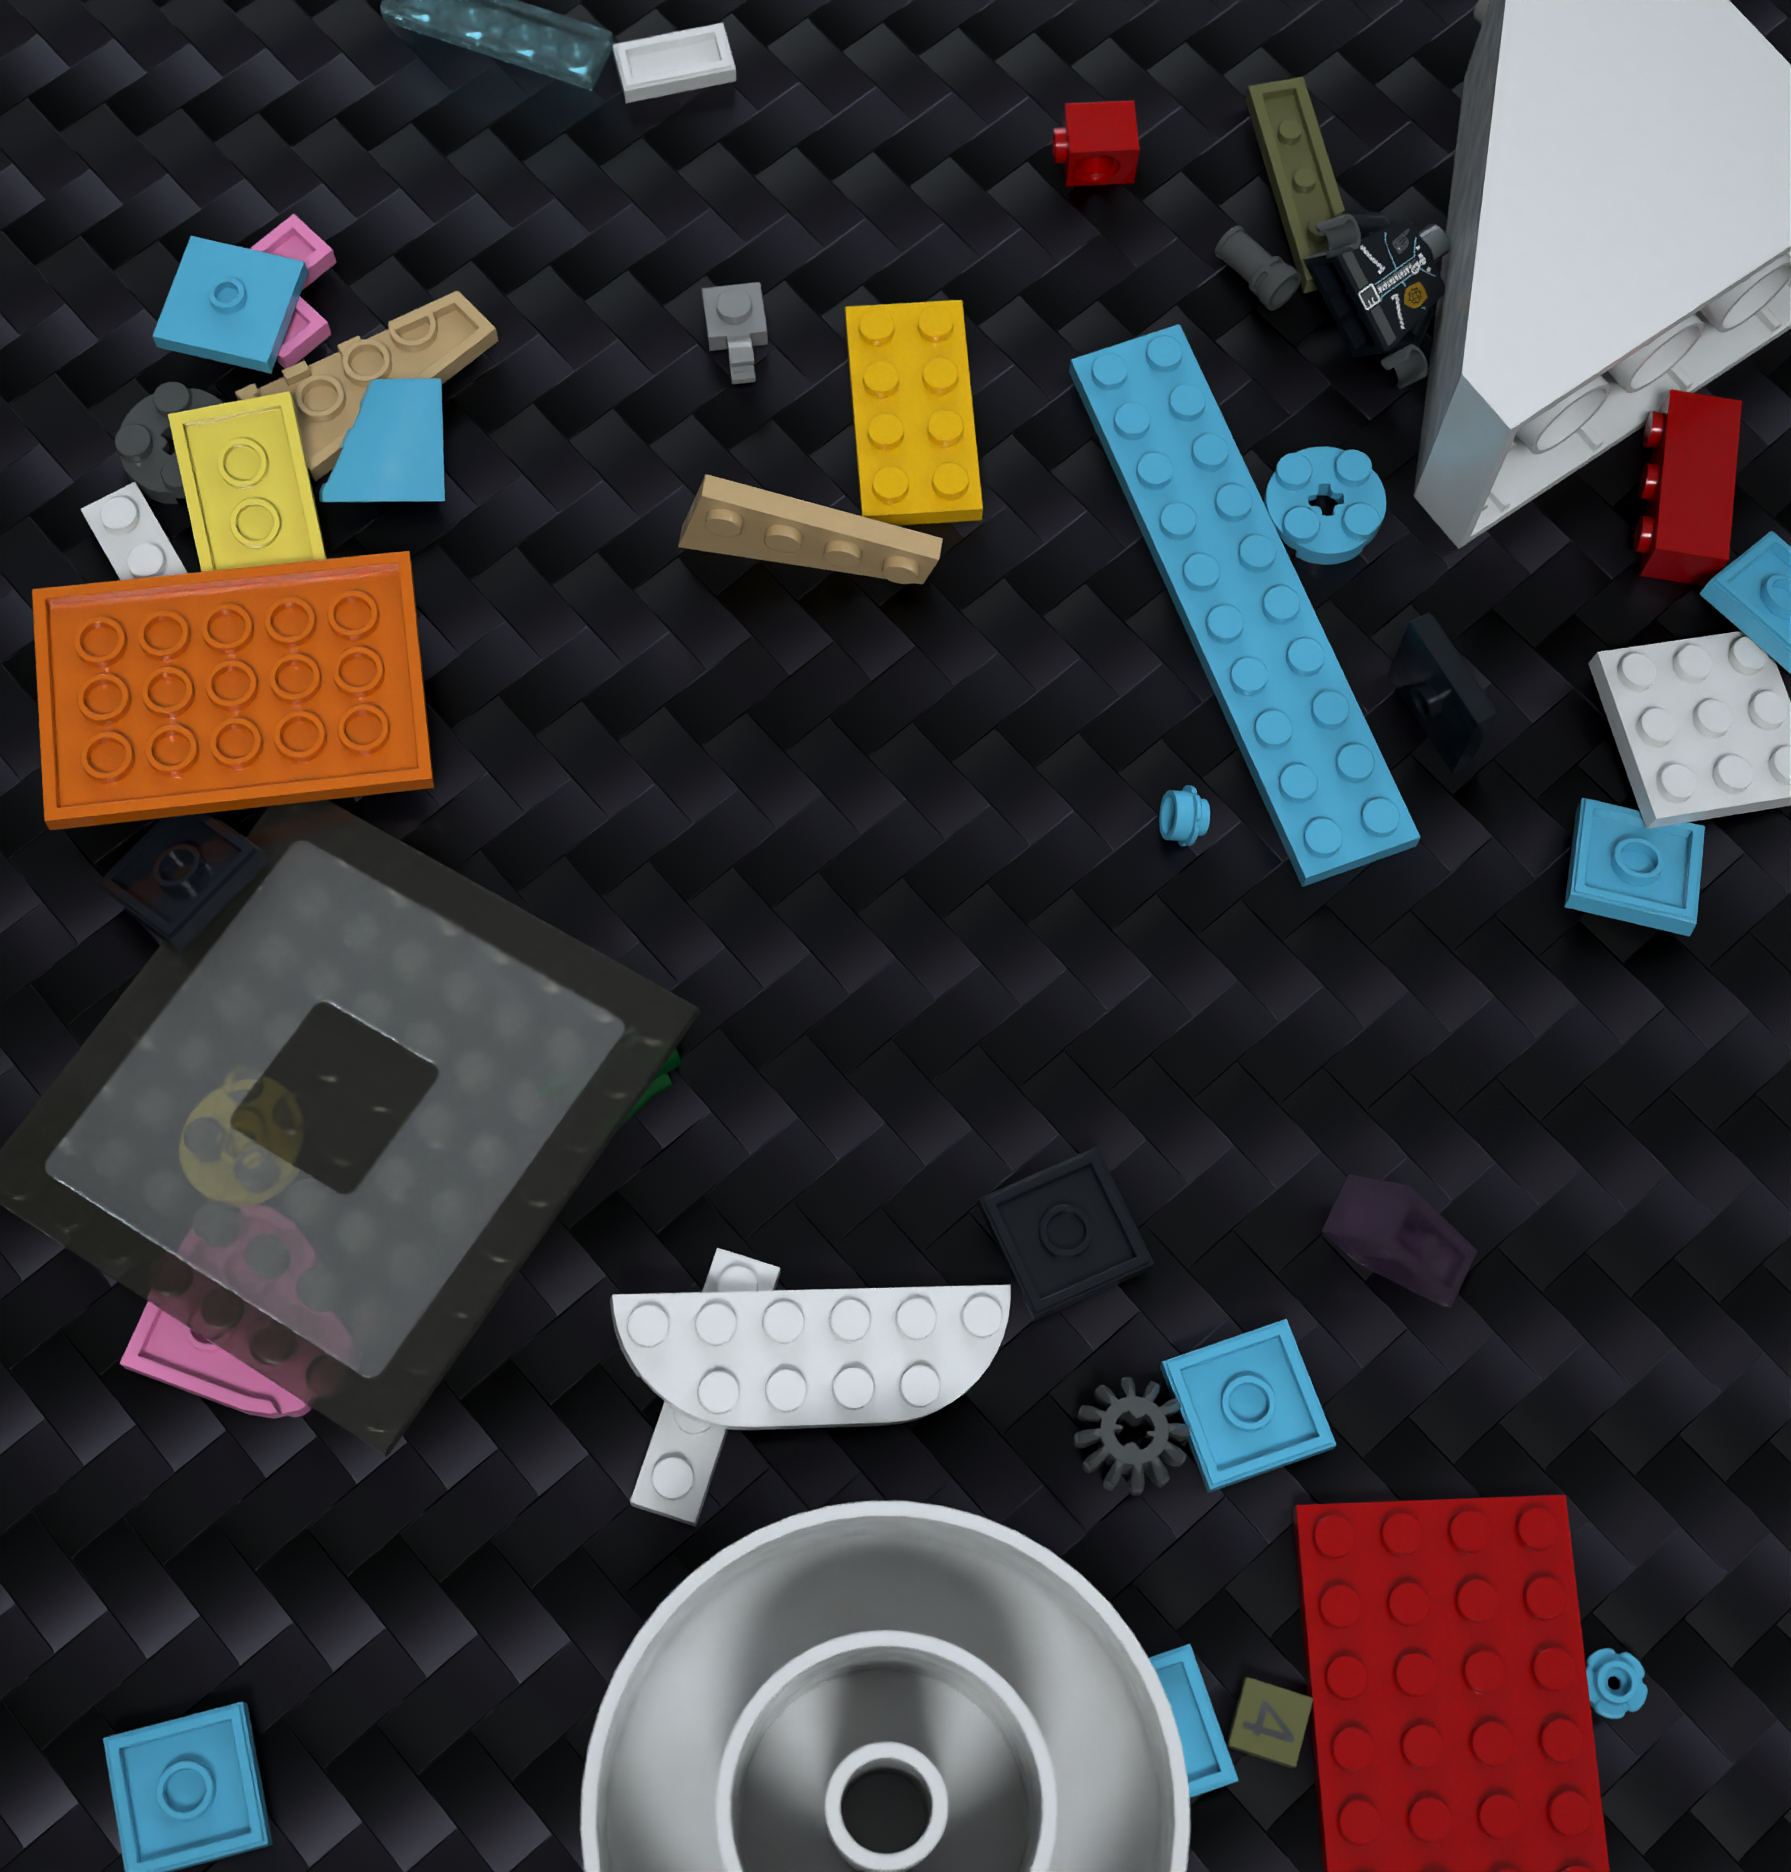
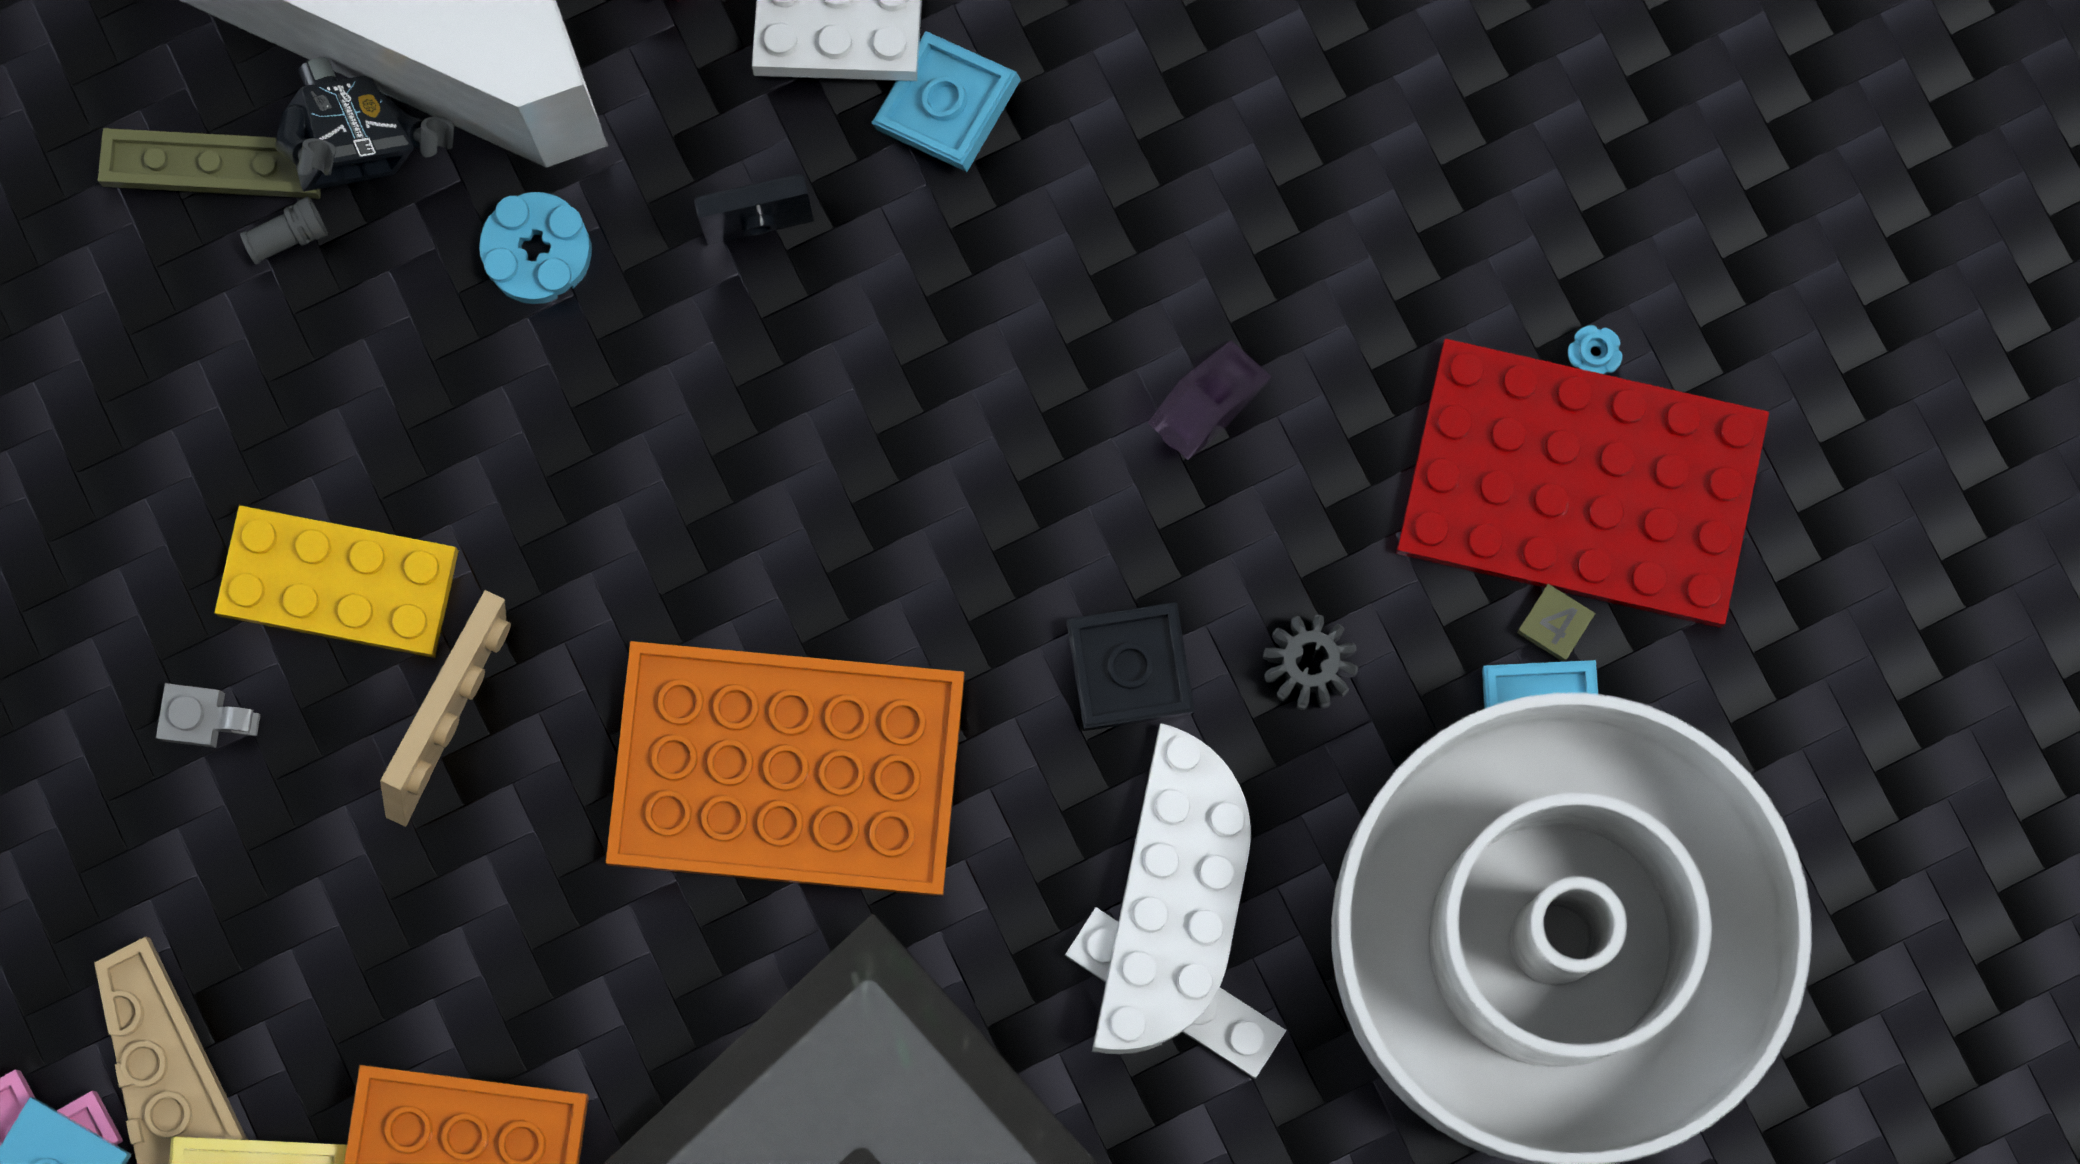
camera: 70 degrees left, 10 degrees up
(392, 446) = (241, 1058): medium azure slope -> none
(843, 900) = (786, 768): none -> orange plate
(1097, 143) = (114, 335): red brick -> none
(1183, 816) = (794, 459): medium azure plate -> none
(1243, 606) = (600, 349): medium azure plate -> none
(1247, 1405) = (1309, 563): medium azure plate -> none

